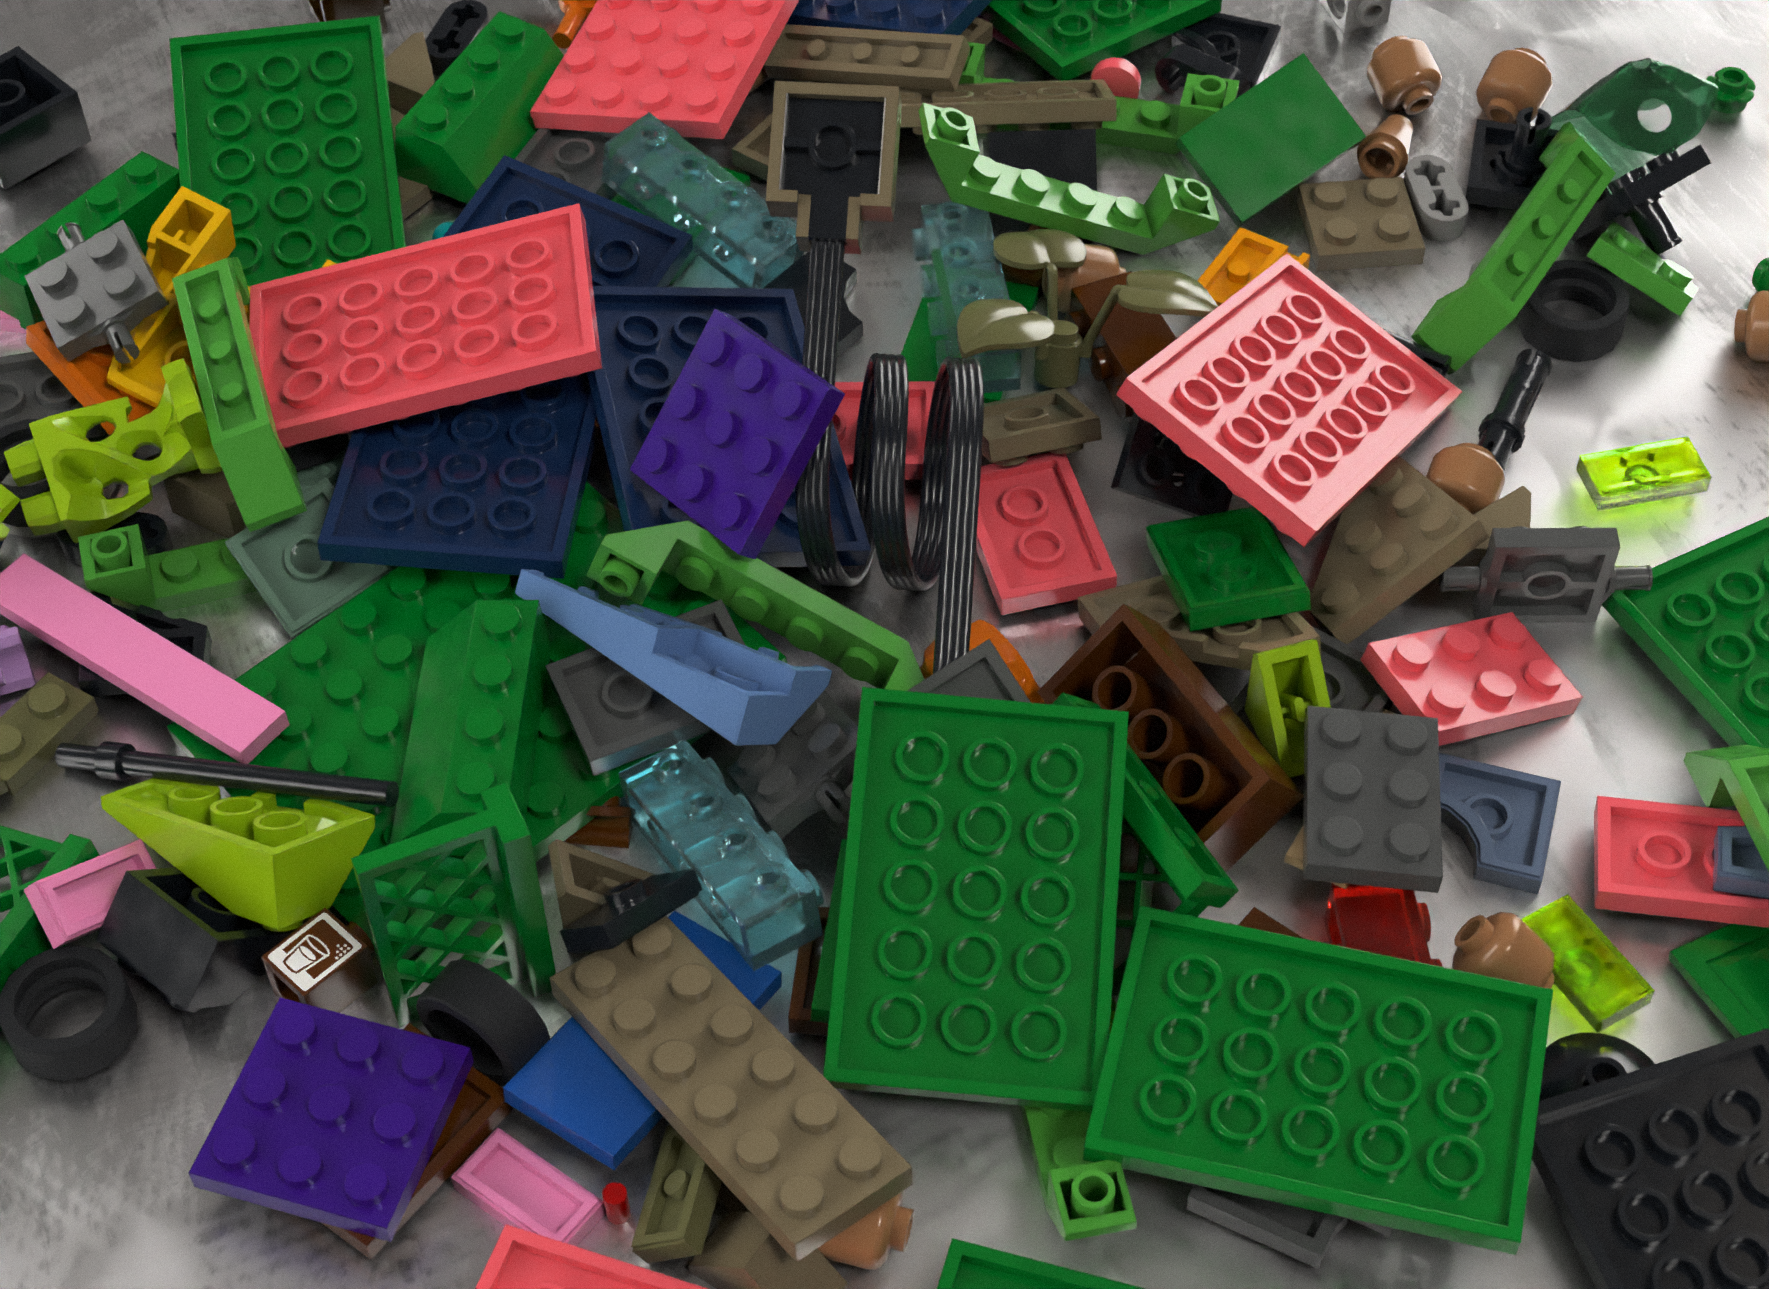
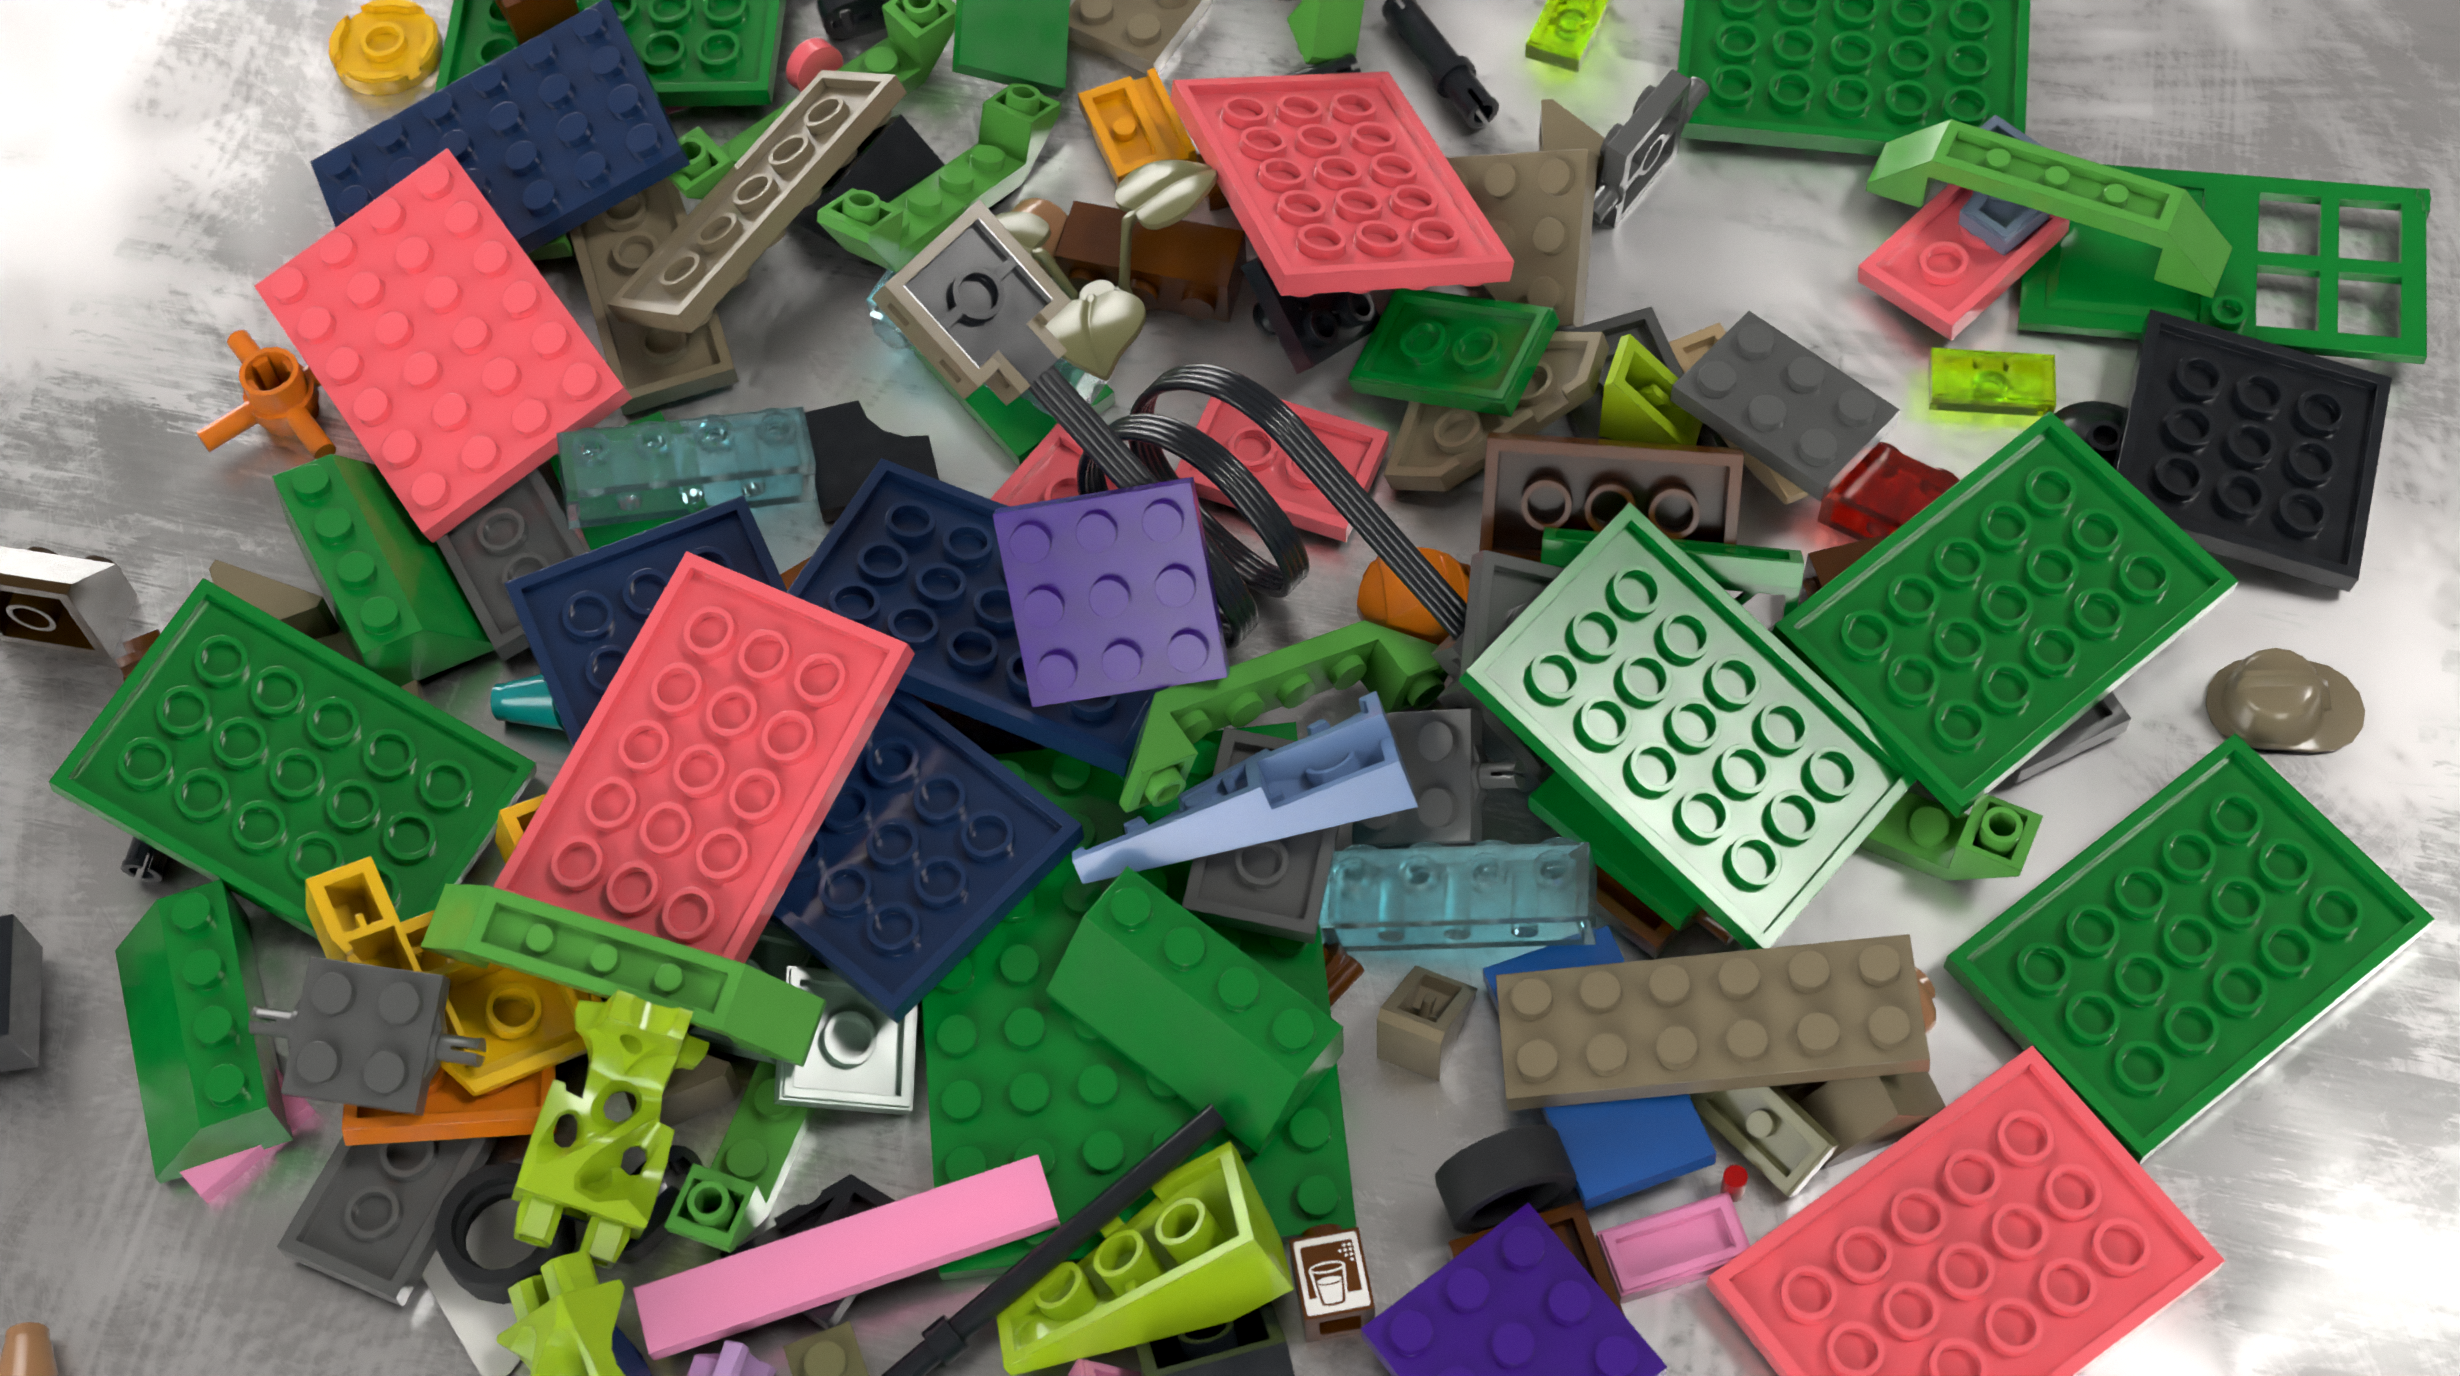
camera: 50 degrees left, 10 degrees up
(454, 32) = (230, 533): black beam -> none
(508, 900) = (1436, 1096): green fence -> none
(629, 910) = (1487, 996): black plate -> none
(868, 57) = (637, 219): dark tan plate -> none
(1037, 424) = (1161, 353): dark tan plate -> none
(1468, 475) = (1493, 128): medium nougat head -> none
(1472, 677) = (1686, 267): coral plate -> none
(1501, 818) = (1835, 334): sand blue tile -> none
(1504, 949) = (1965, 428): medium nougat head -> none

